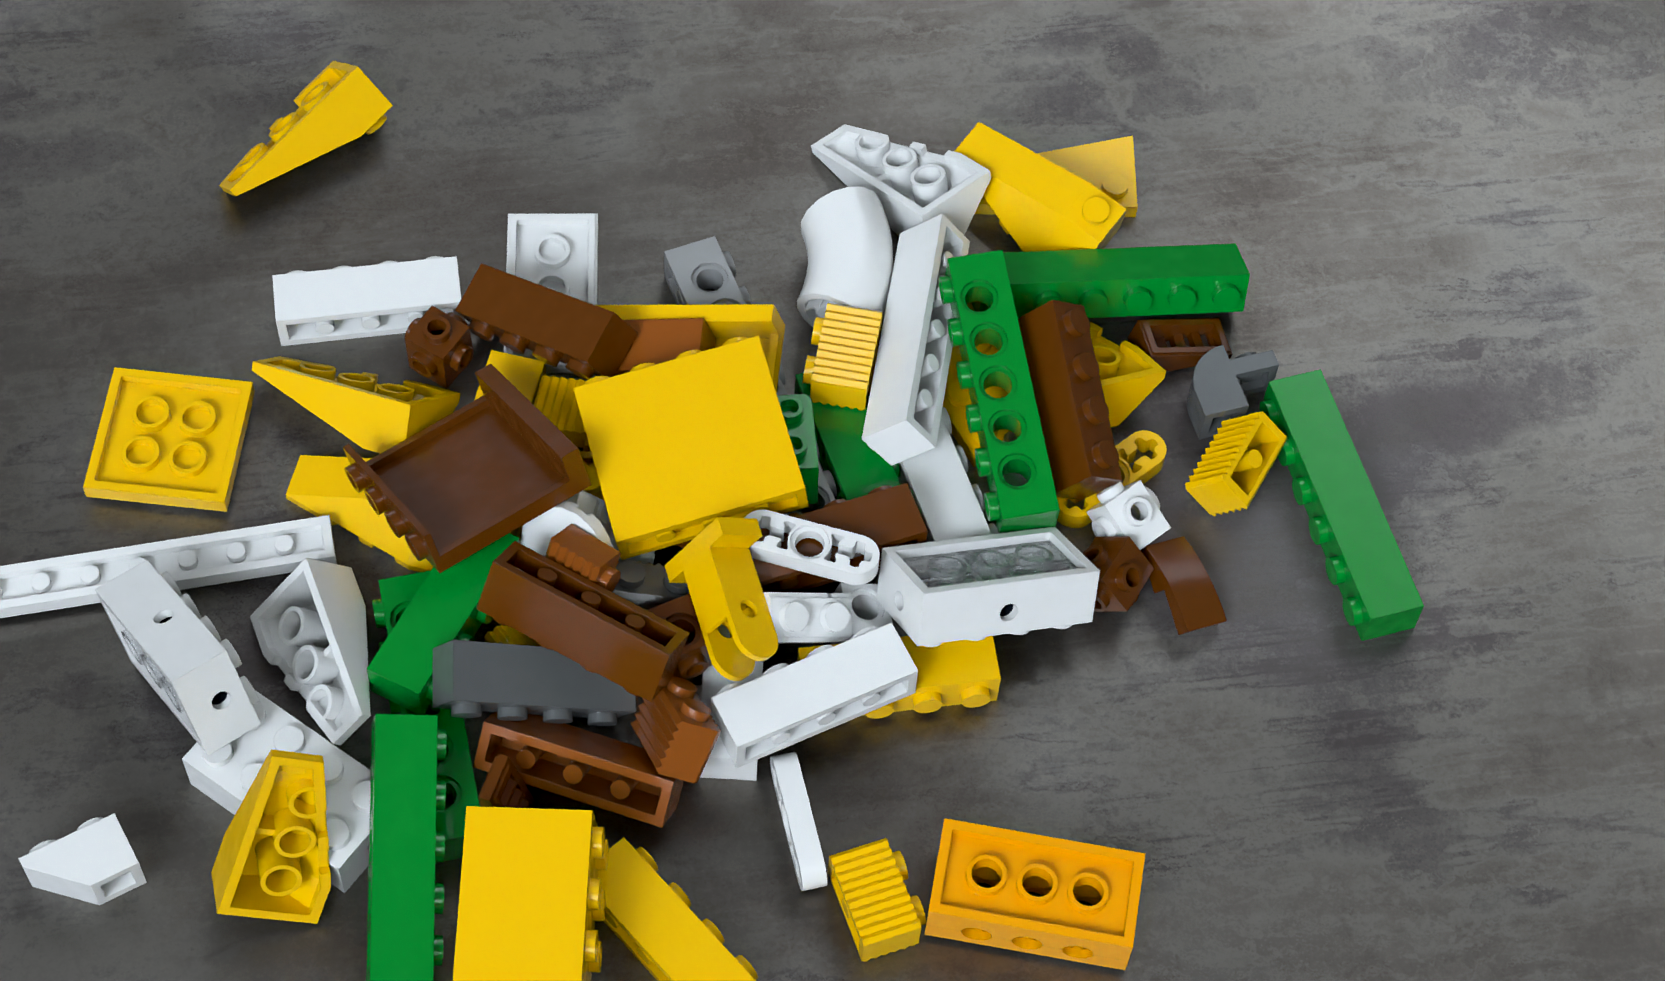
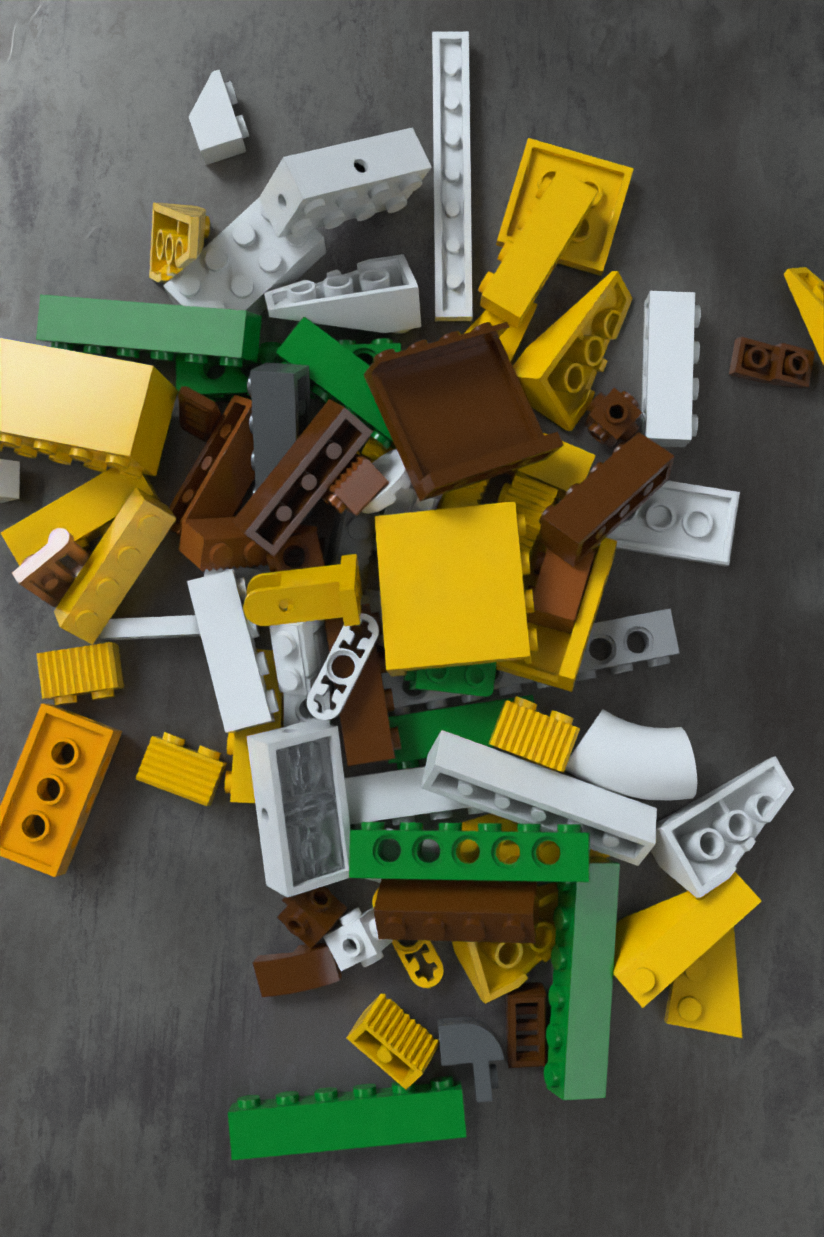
camera: 105 degrees right, 25 degrees up
(236, 444) = (537, 248): none -> yellow brick
(344, 203) = (771, 364): none -> reddish brown slope
(729, 864) = (114, 566): none -> yellow brick
(752, 944) = (43, 572): none -> nougat plate
(973, 753) = (182, 770): none -> yellow brick

